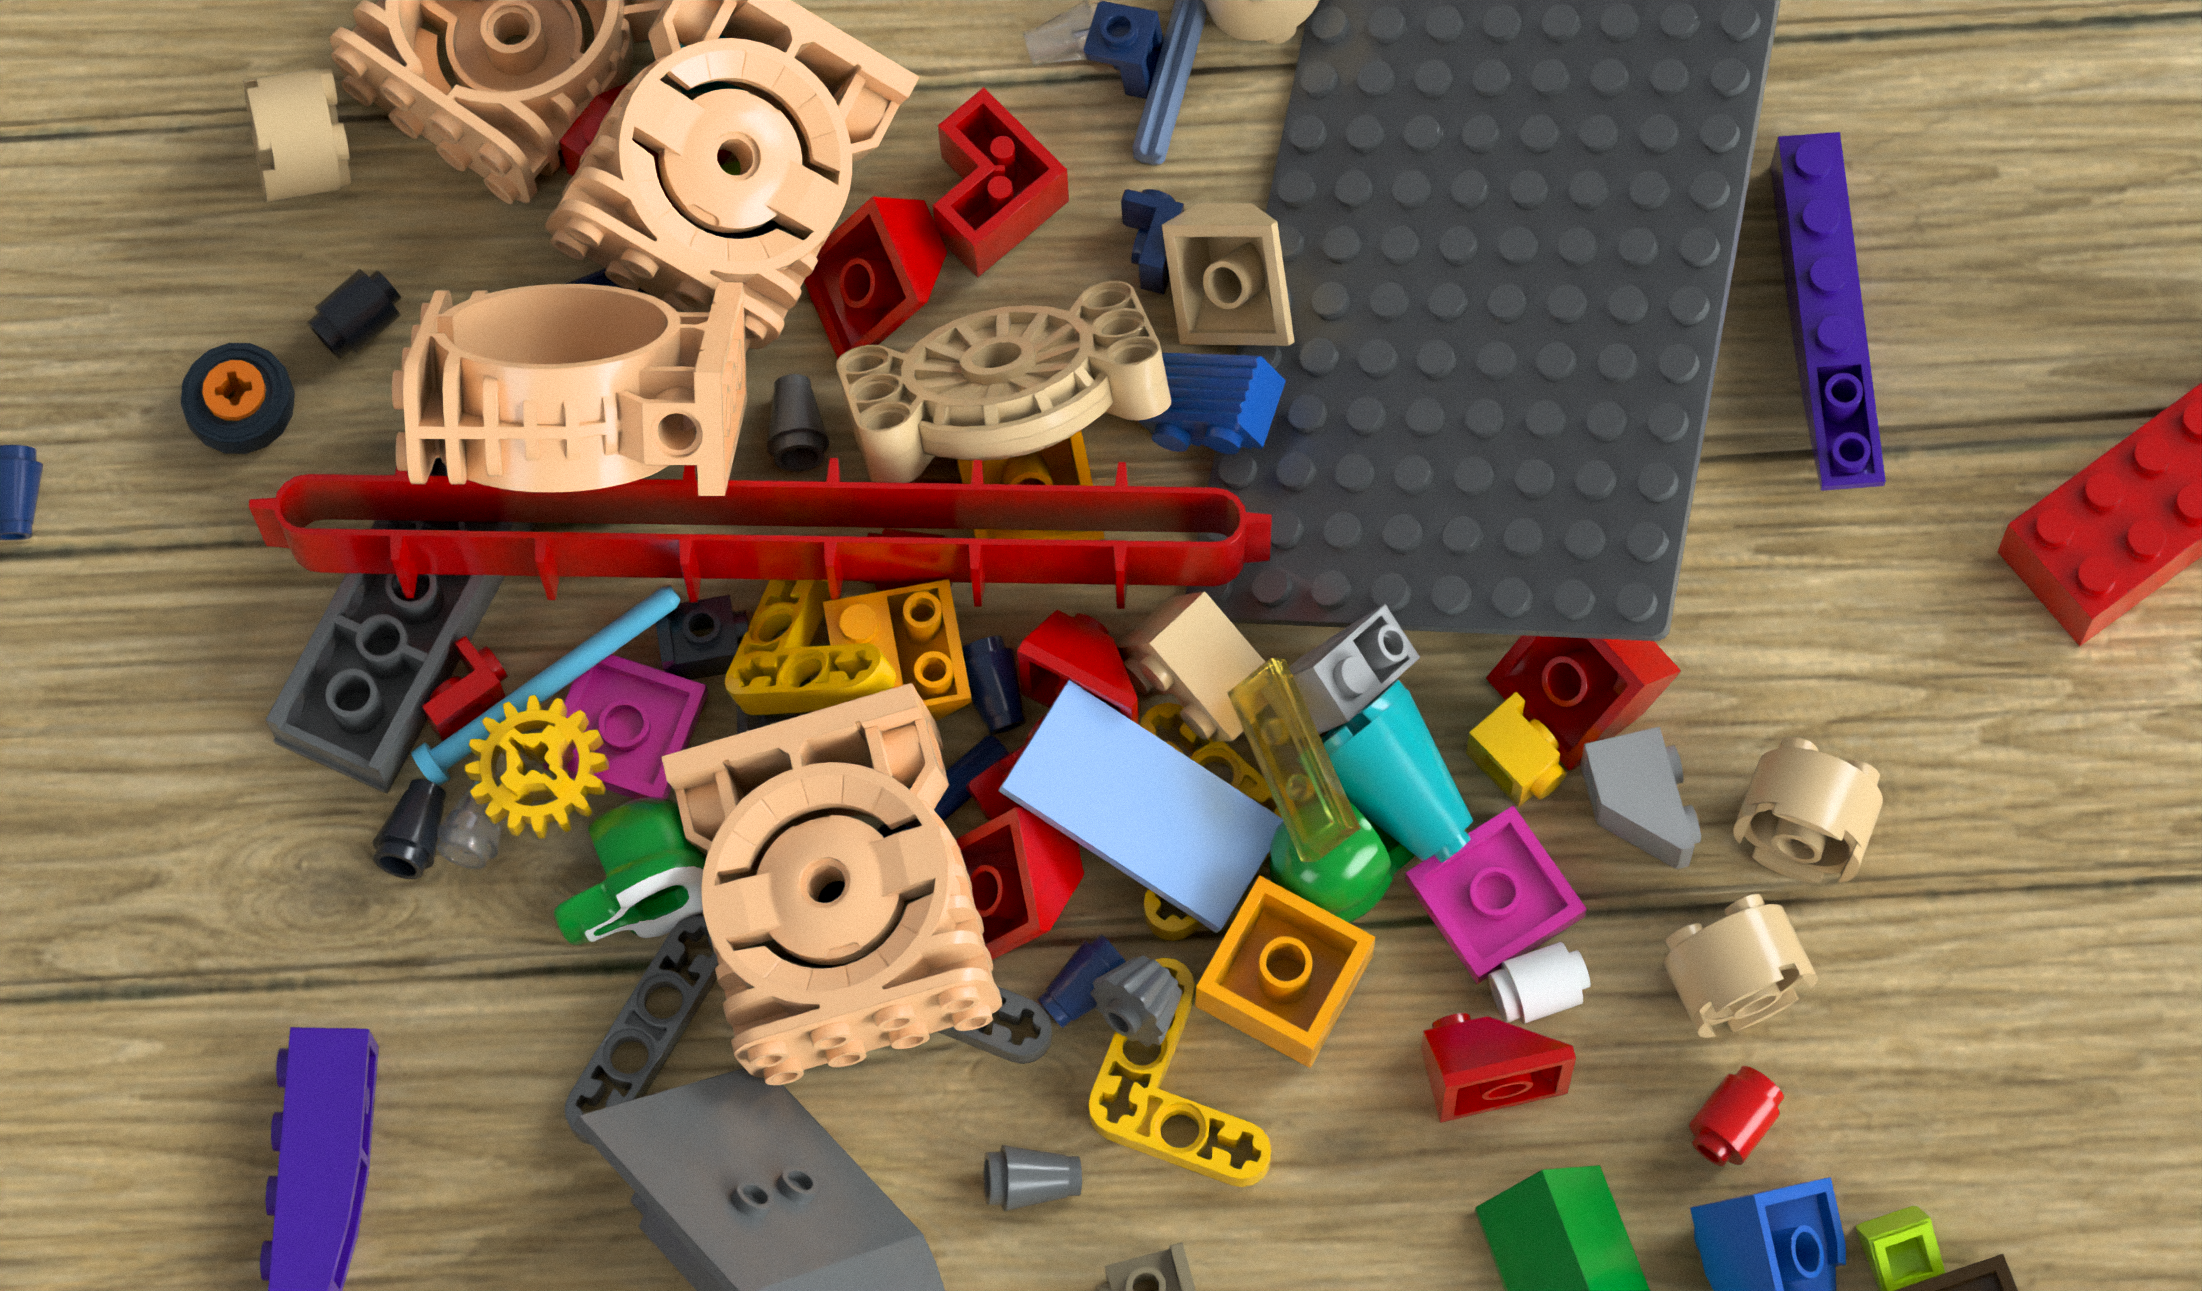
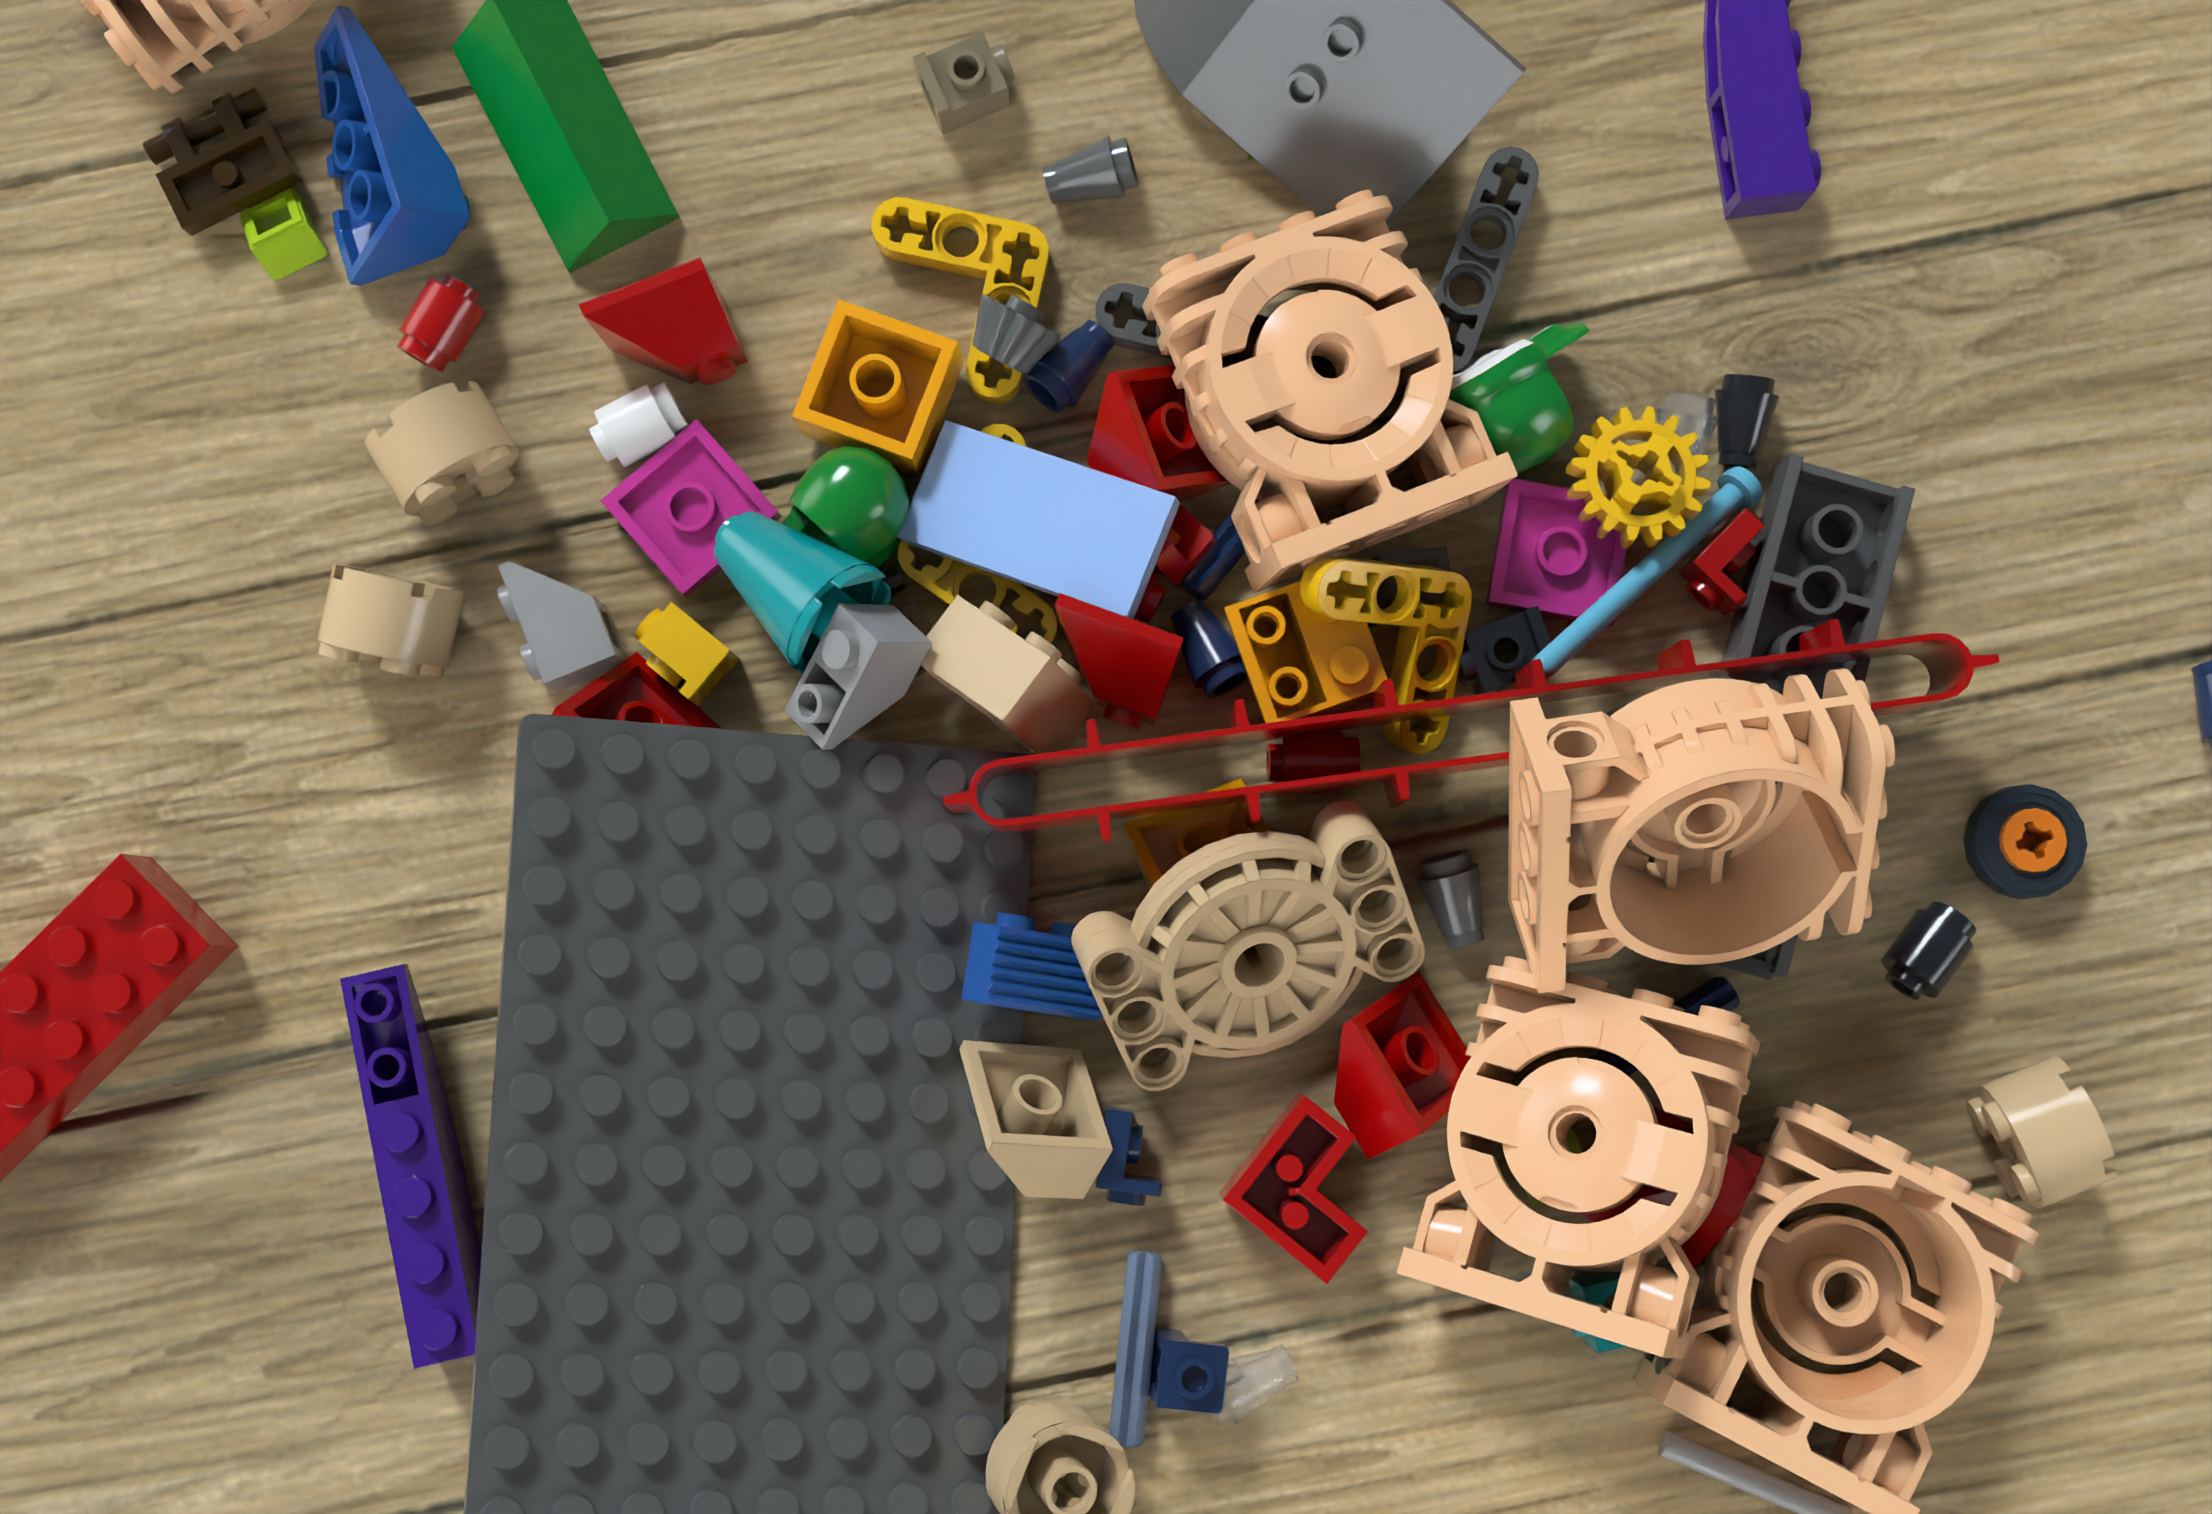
camera: 170 degrees right, 15 degrees up
(1293, 760) = (888, 558): clear yellow tile -> none

